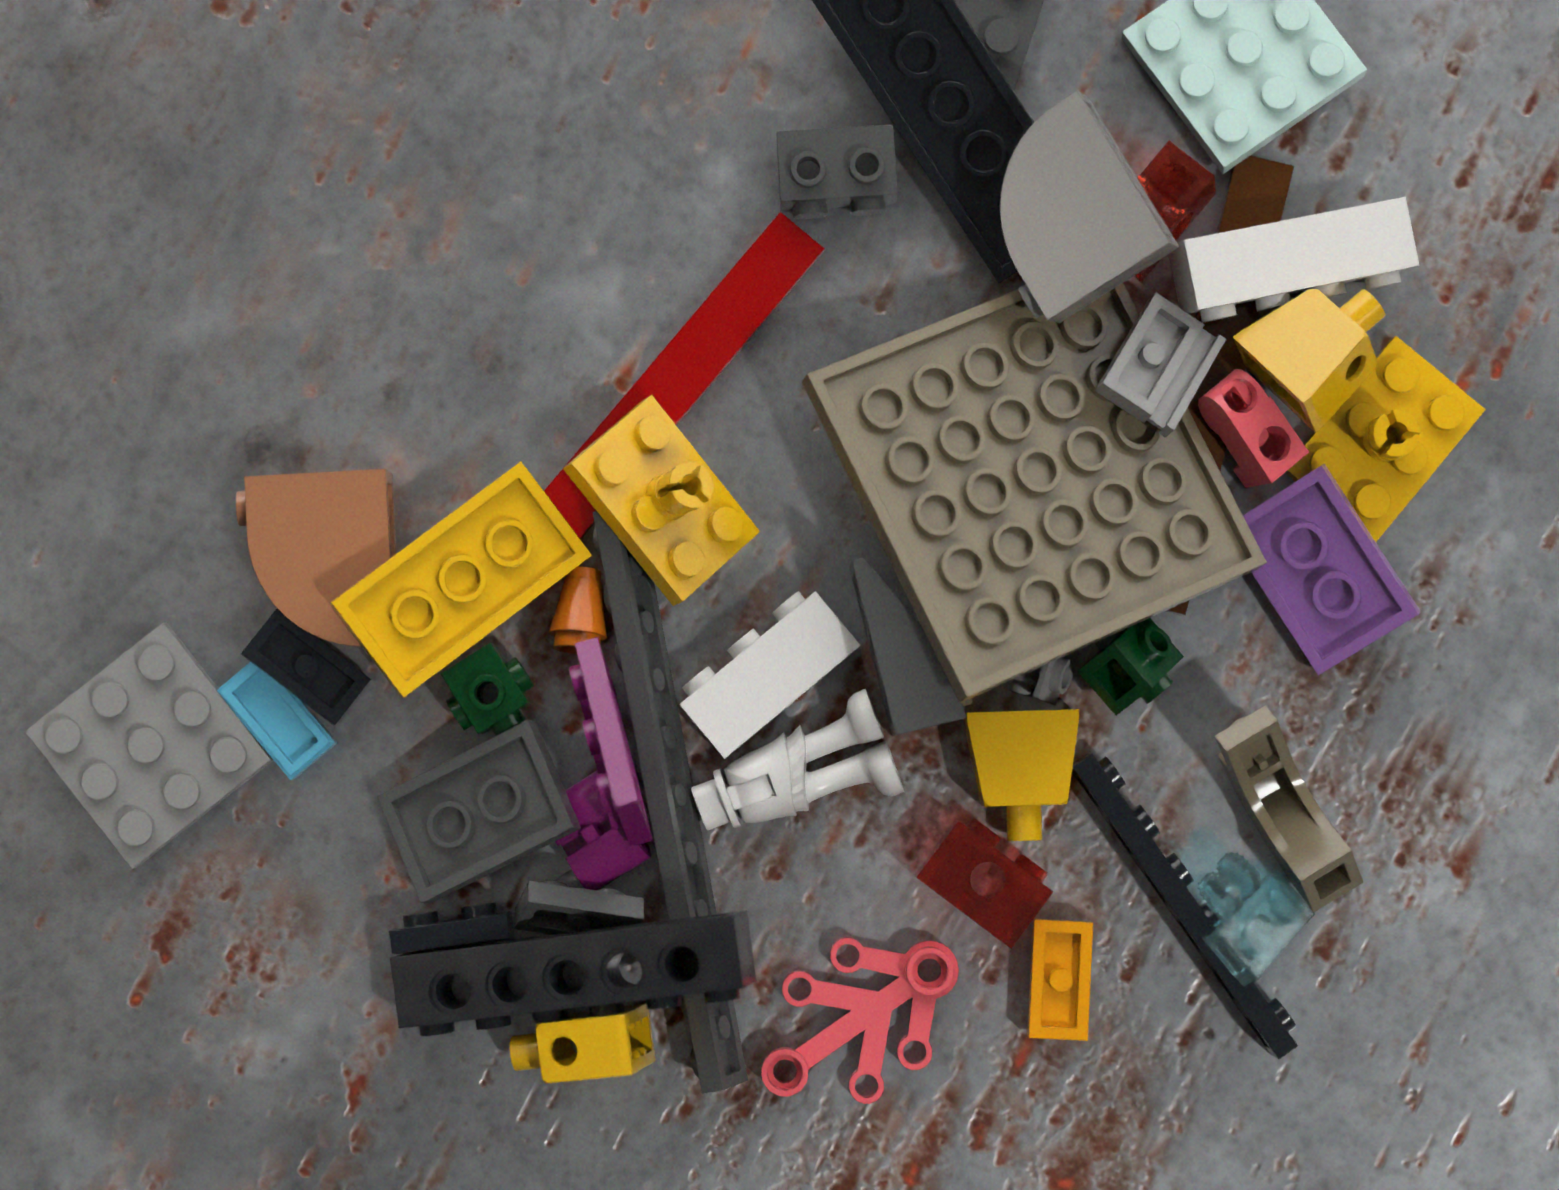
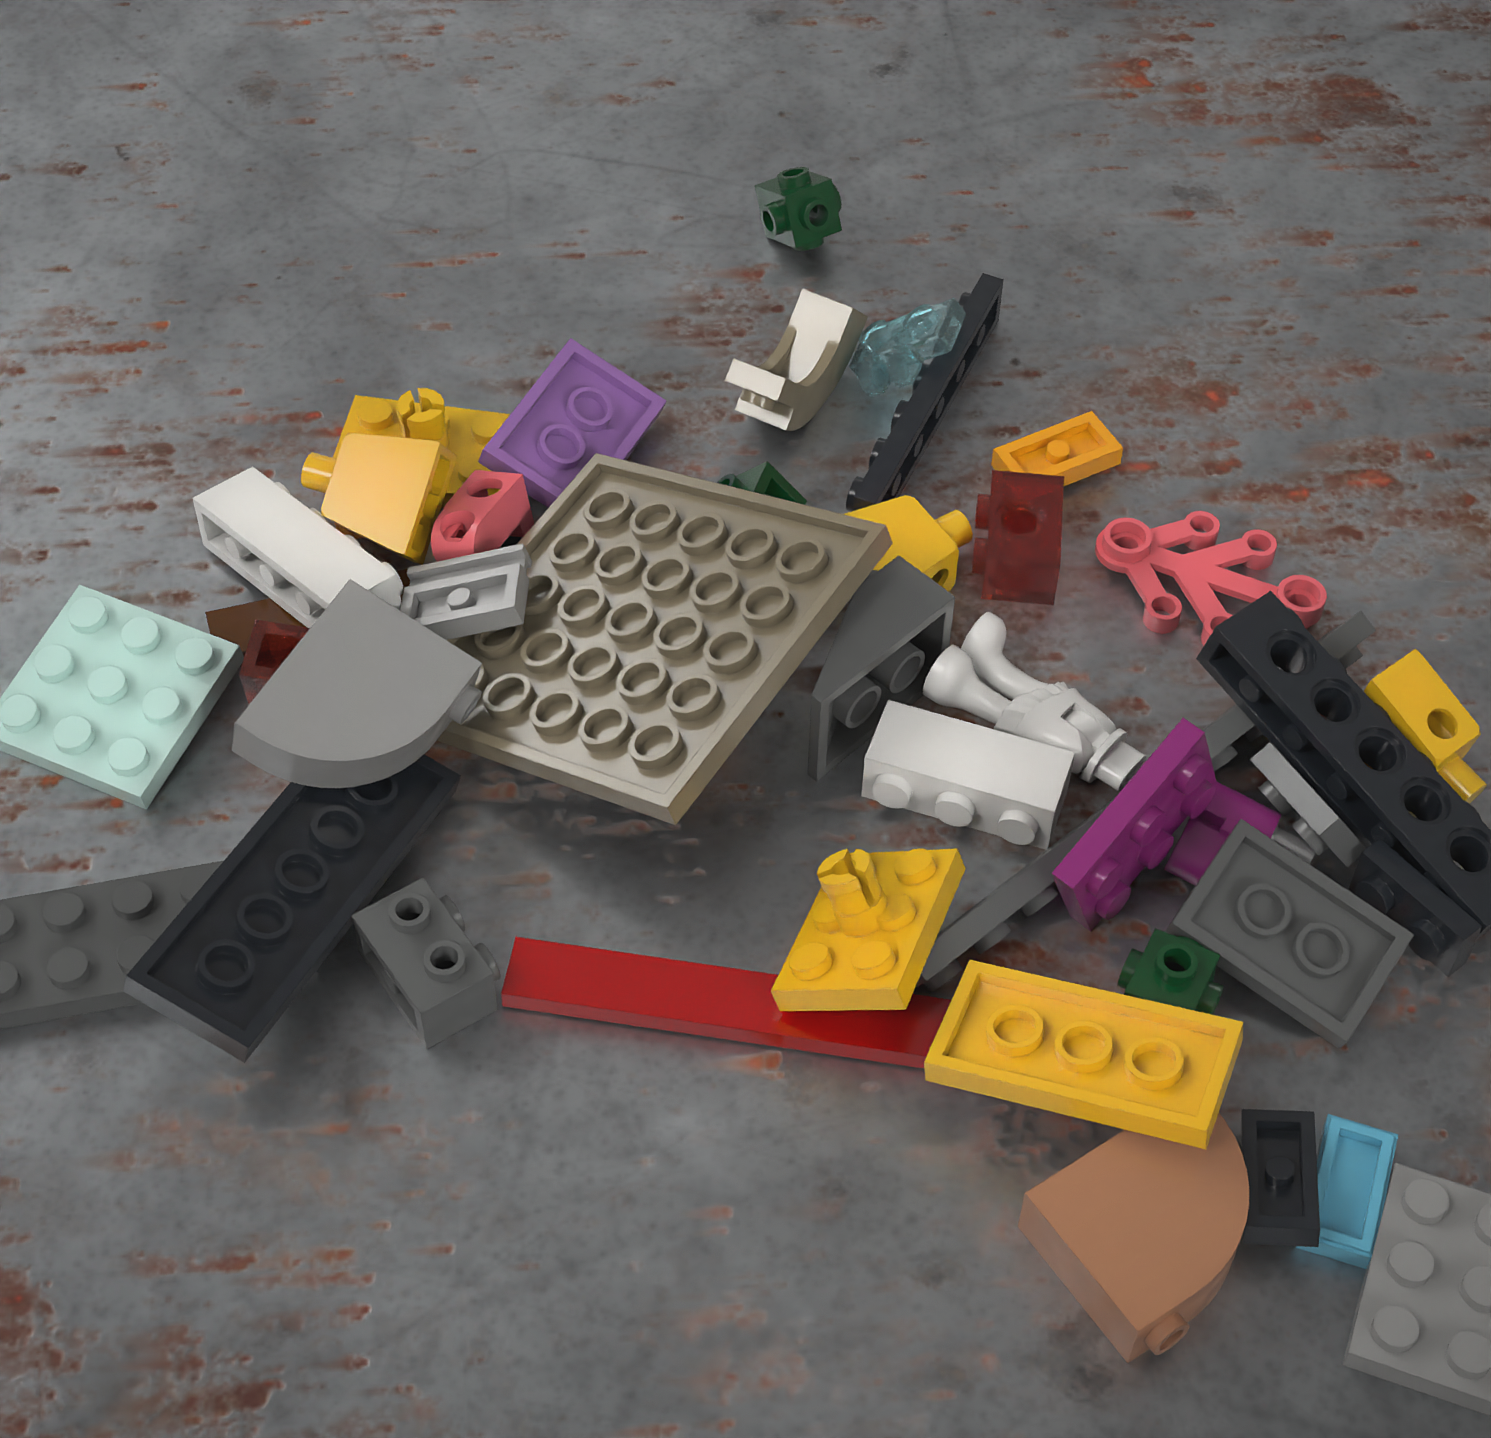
camera: 120 degrees left, 35 degrees down
(579, 610) = (1040, 950): orange cone -> none
(1496, 939) = (799, 208): none -> dark green brick

